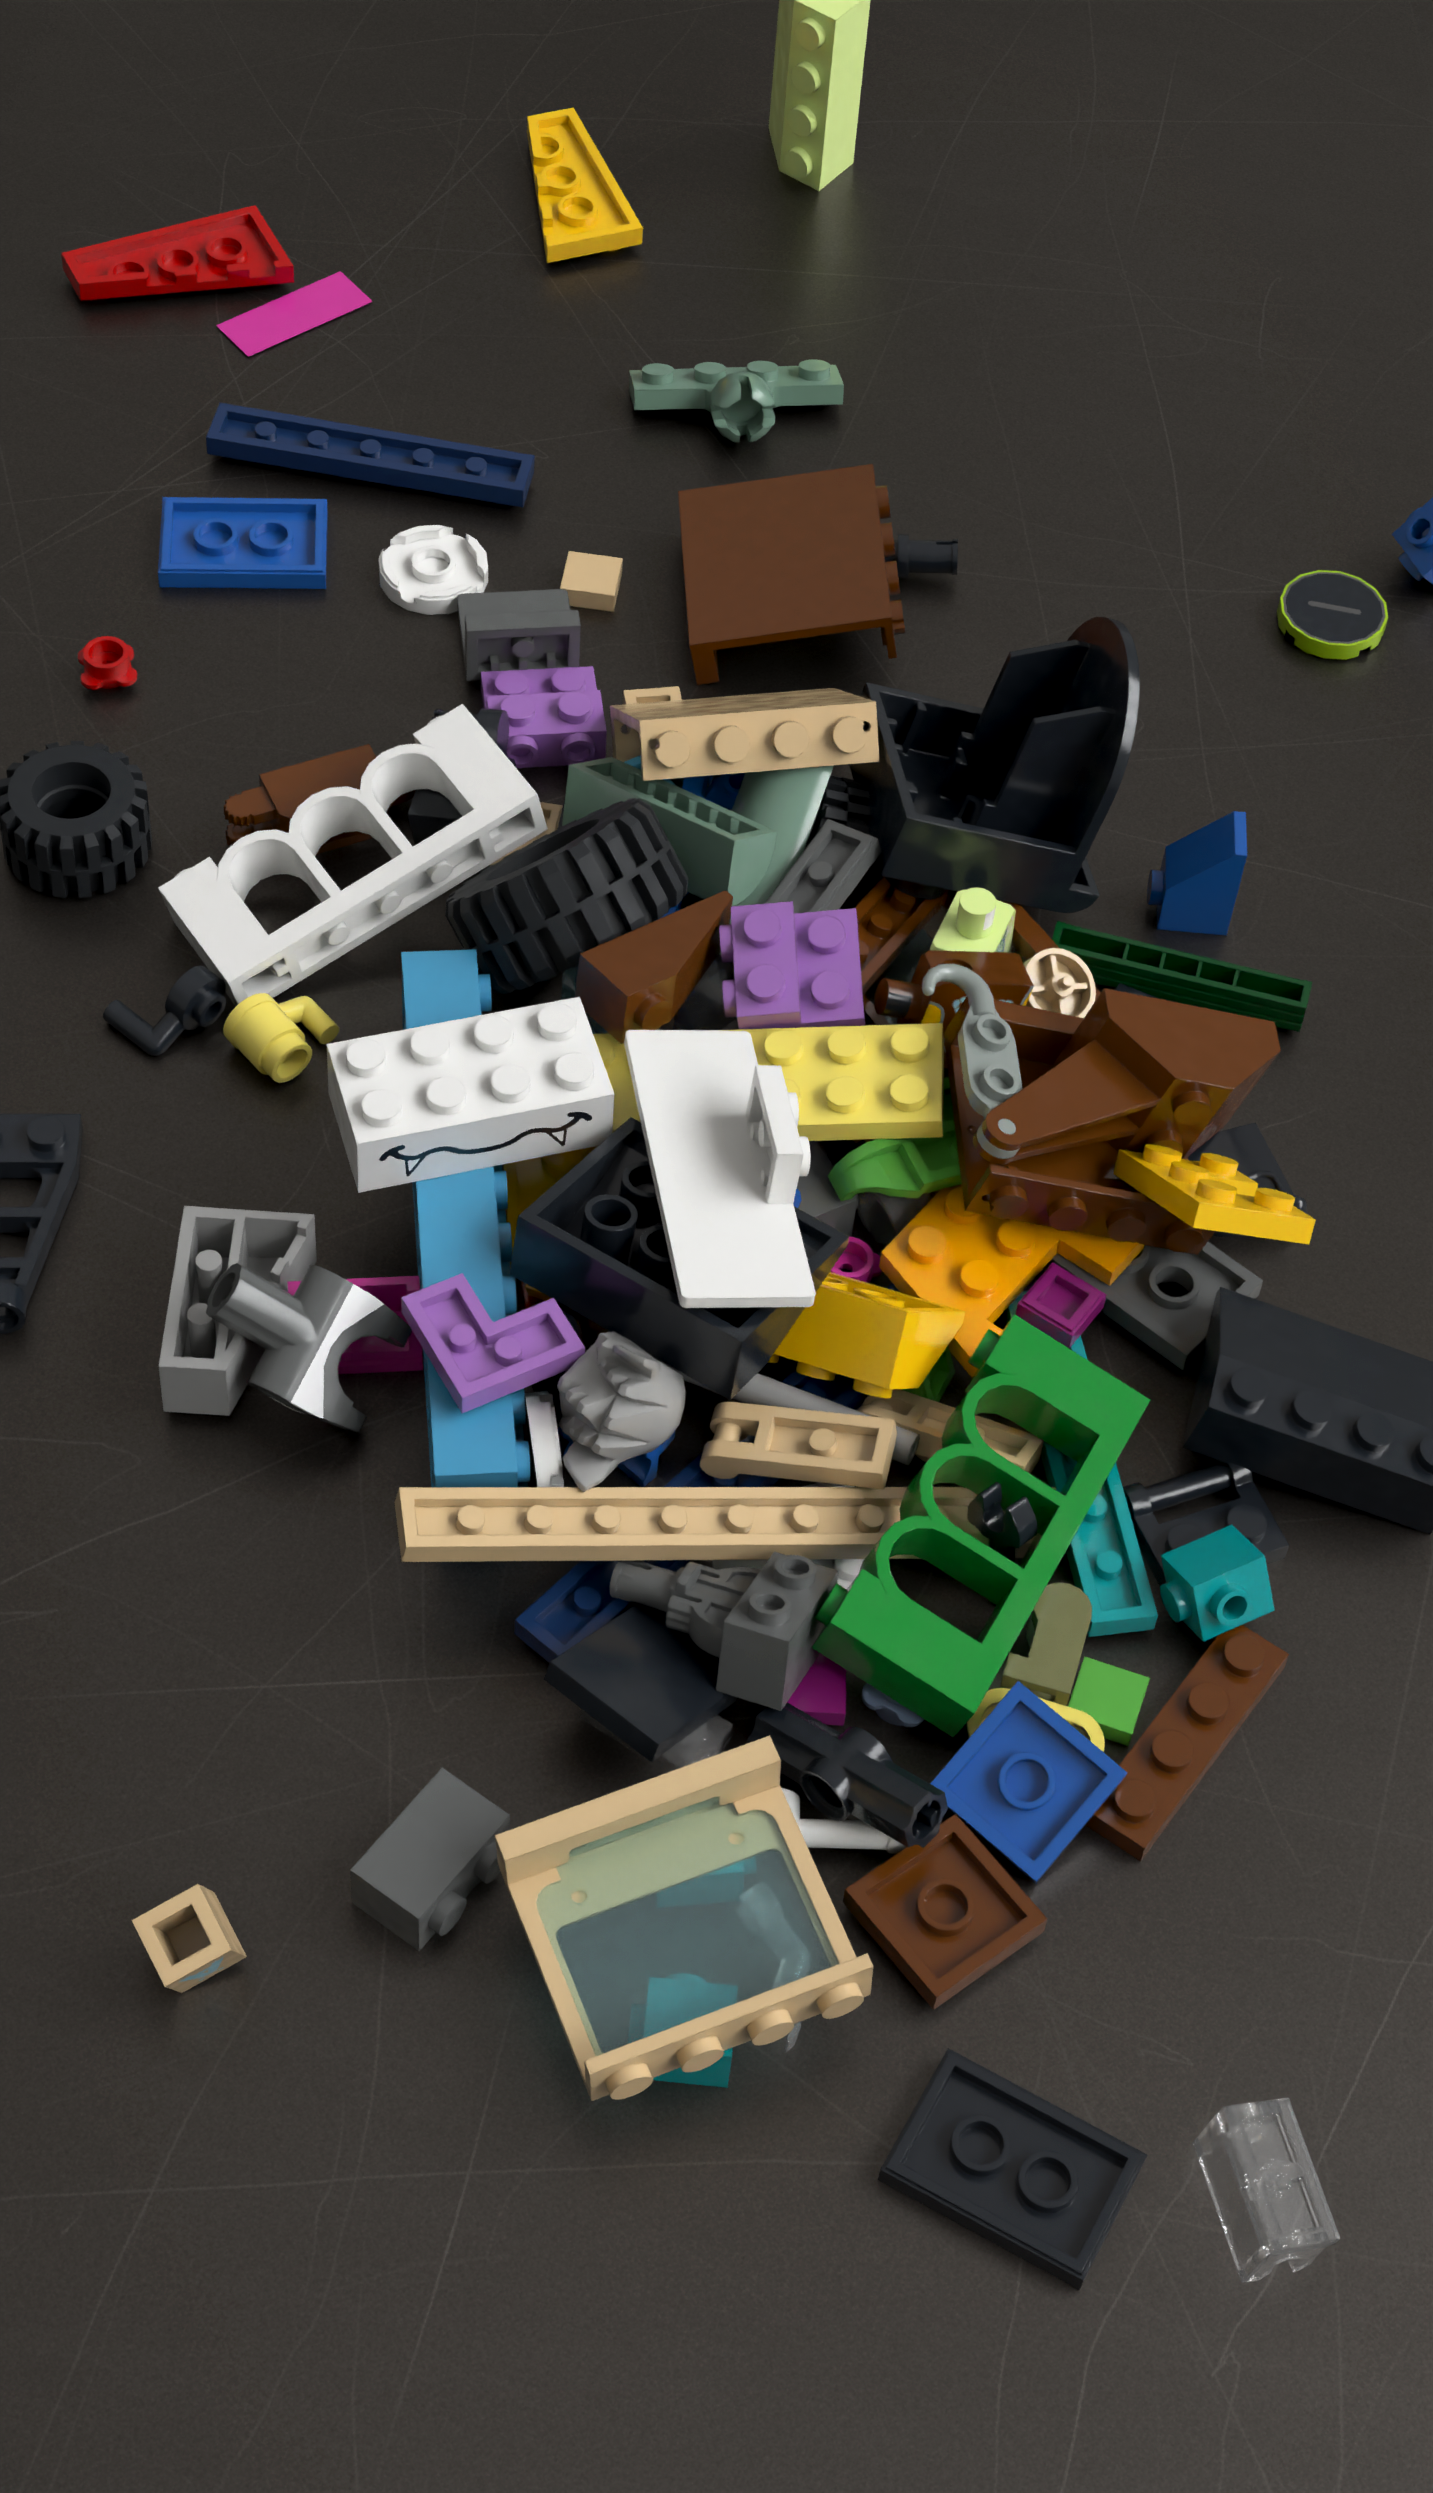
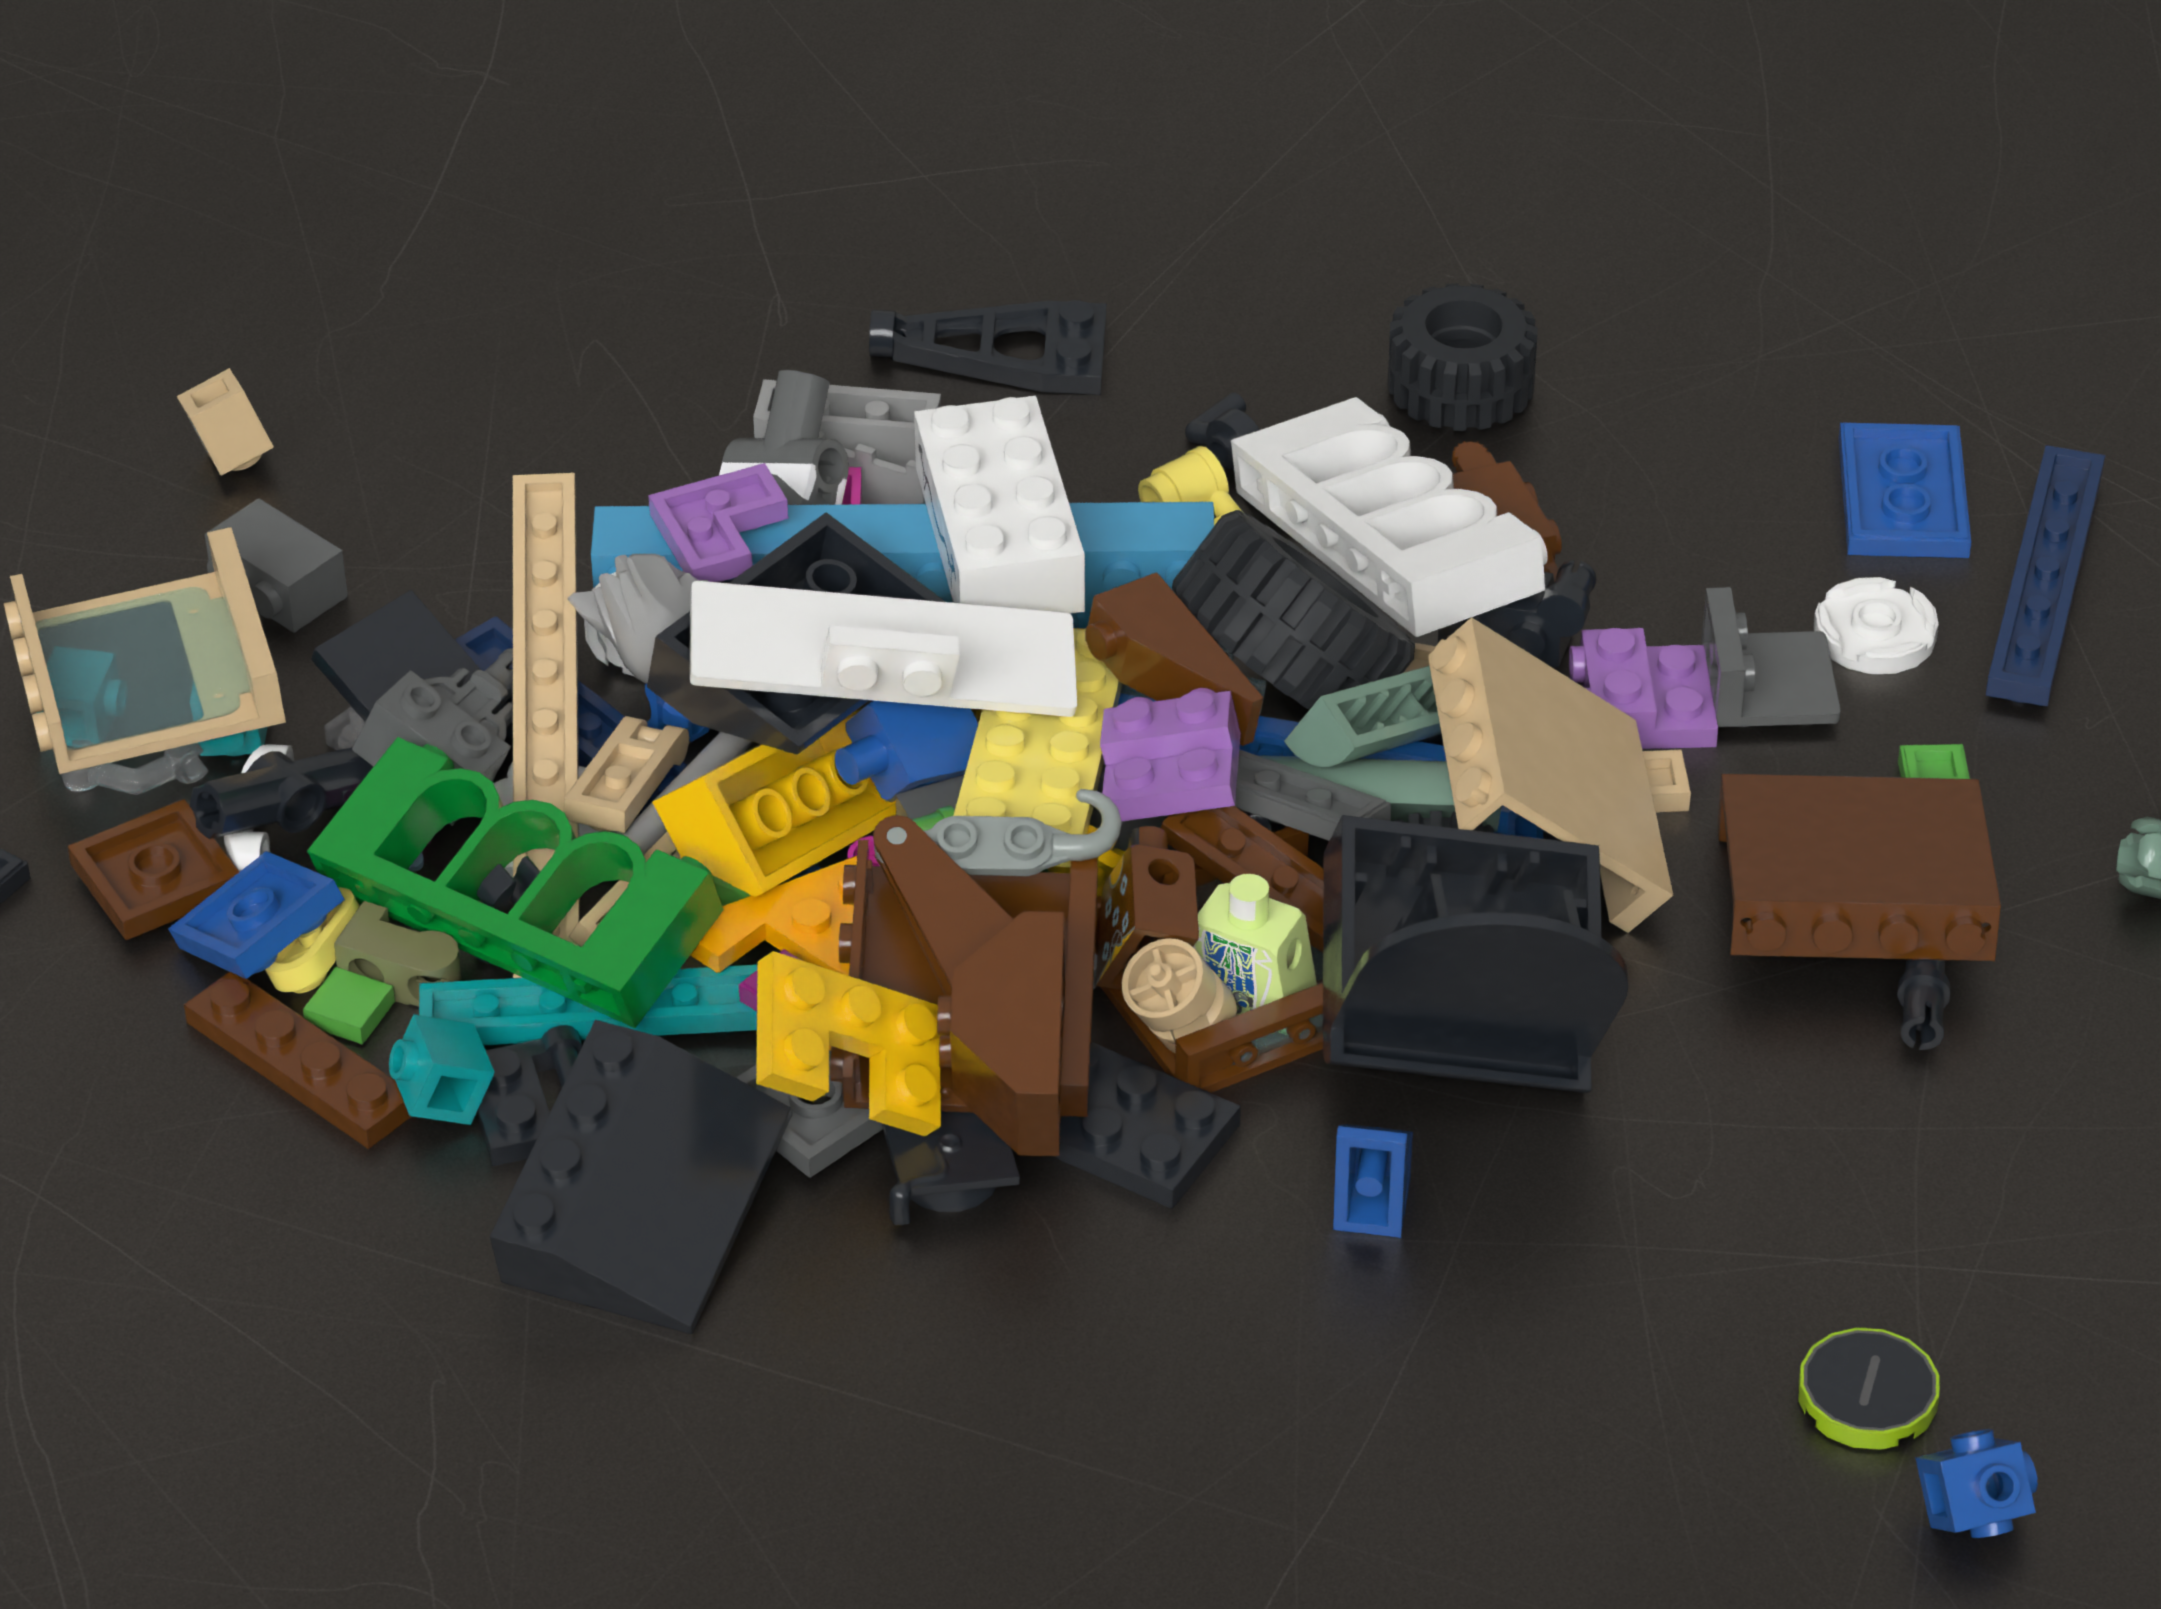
camera: 100 degrees right, 10 degrees down
(107, 663) = (1702, 391): red plate -> none
(592, 580) = (1867, 743): tan tile -> none
(627, 540) = (1933, 761): none -> bright green tile
(1187, 976) = (1244, 1155): dark green piece -> none

